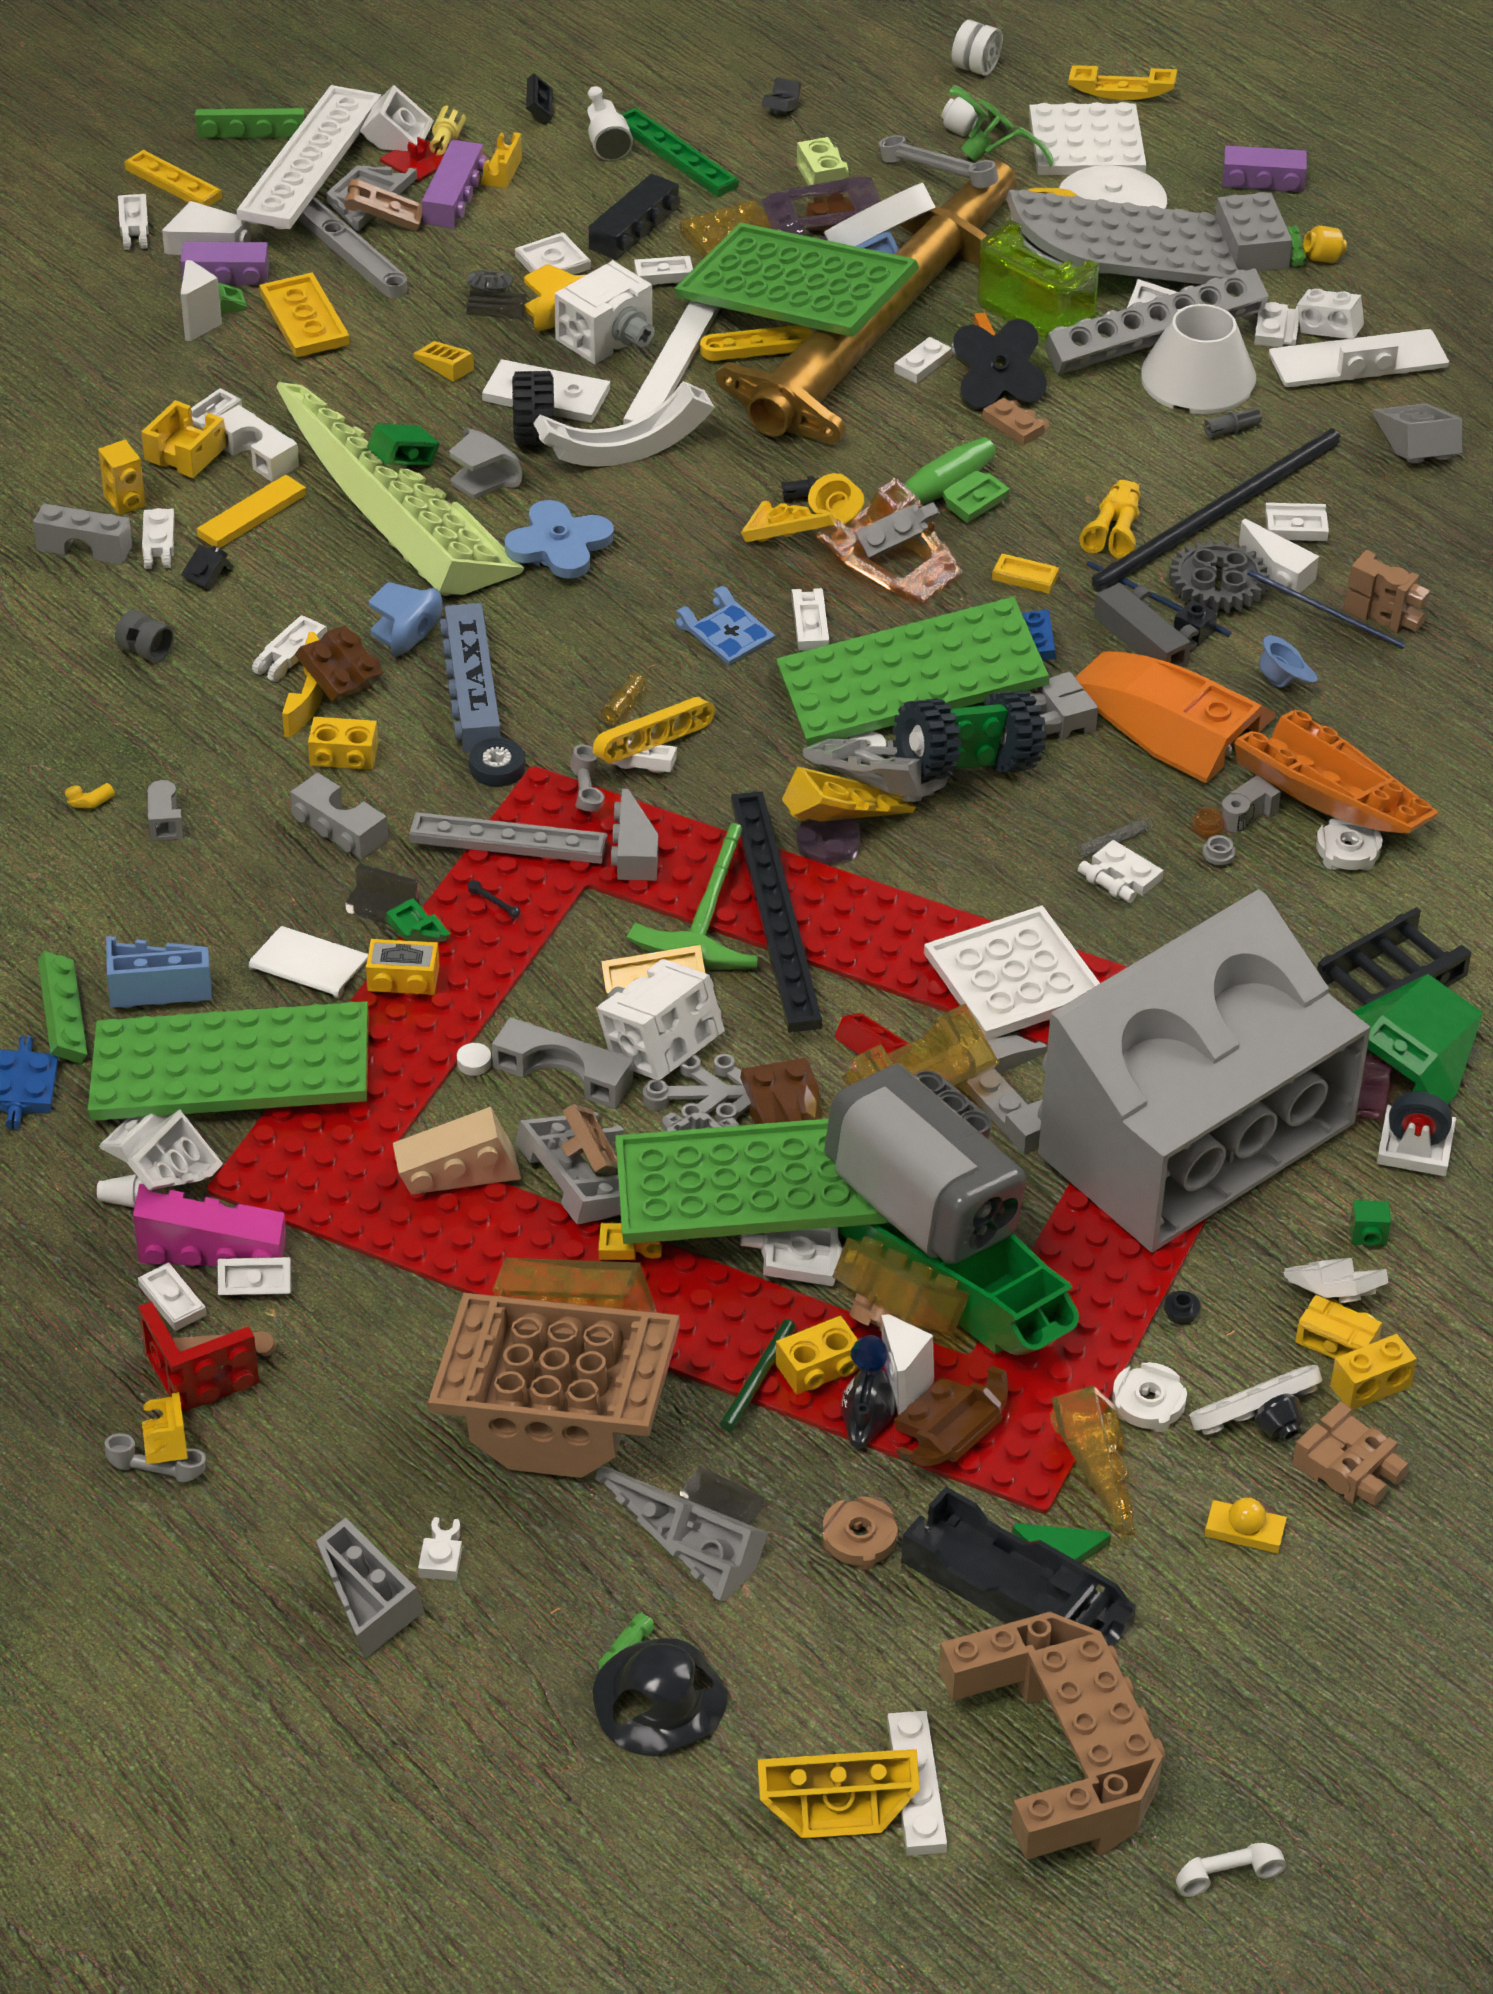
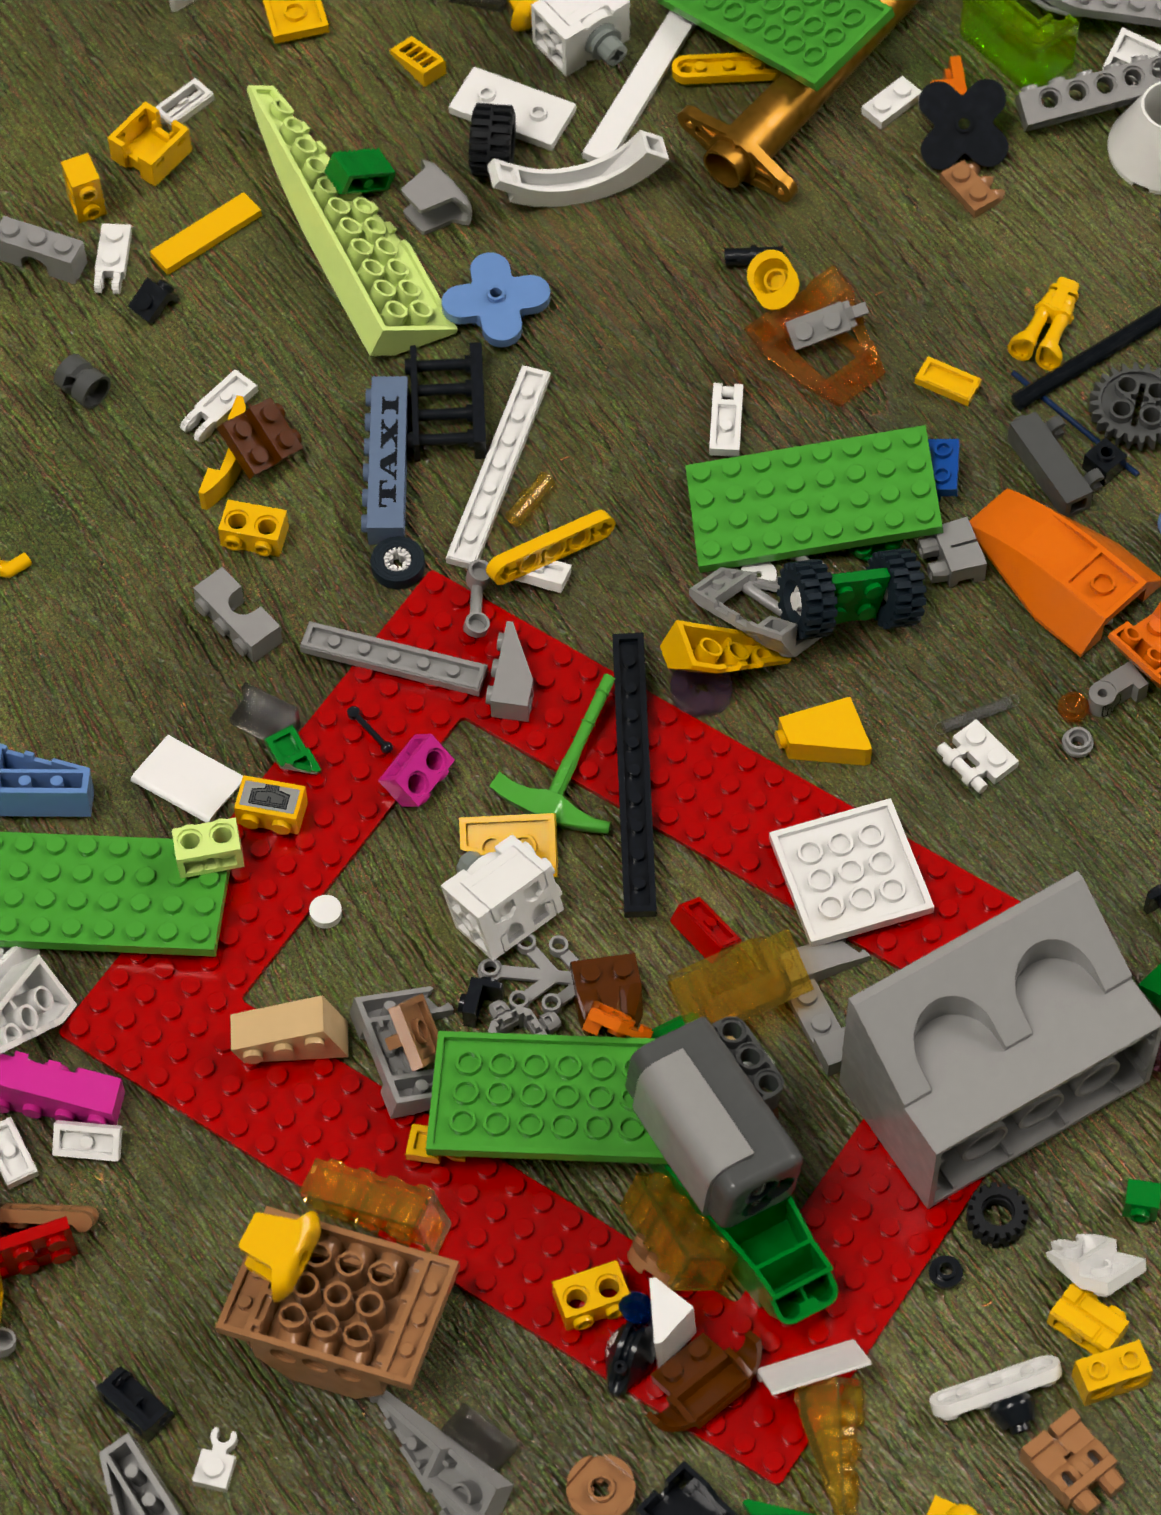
camera: 10 degrees right, 15 degrees up
(163, 812) = (72, 585): light grey leg -> none
(271, 450) = (235, 166): white arch -> none
(333, 1503) = (134, 1404): none -> black hinge
(345, 1000) = (209, 852): none -> yellowish green brick
(404, 615) = (332, 382): medium blue piece -> none
(487, 1317) = (280, 1249): none -> yellow piece
(528, 1048) = (374, 907): light grey arch -> none
(548, 612) = (472, 412): none -> black fence
(550, 927) = (412, 765): none -> dark pink brick
(585, 676) = (498, 467): none -> white tile
(651, 1109) = (478, 990): none -> black bracket
(728, 631) = (645, 425): medium blue flag -> none
(755, 1378) = (532, 1308): dark green bar -> none
(784, 521) = (714, 299): yellow wing -> none
(793, 1107) = (616, 1022): none -> orange plate
(798, 1254) = (595, 1181): white plate -> none
(959, 482) = (899, 263): bright green plate -> none
(964, 864) = (825, 734): none -> yellow slope
(1062, 1389) = (813, 1367): none -> white piece
(1149, 1413) = (899, 1390): white plate -> none
(1228, 1236) = (992, 1233): none -> black tyre

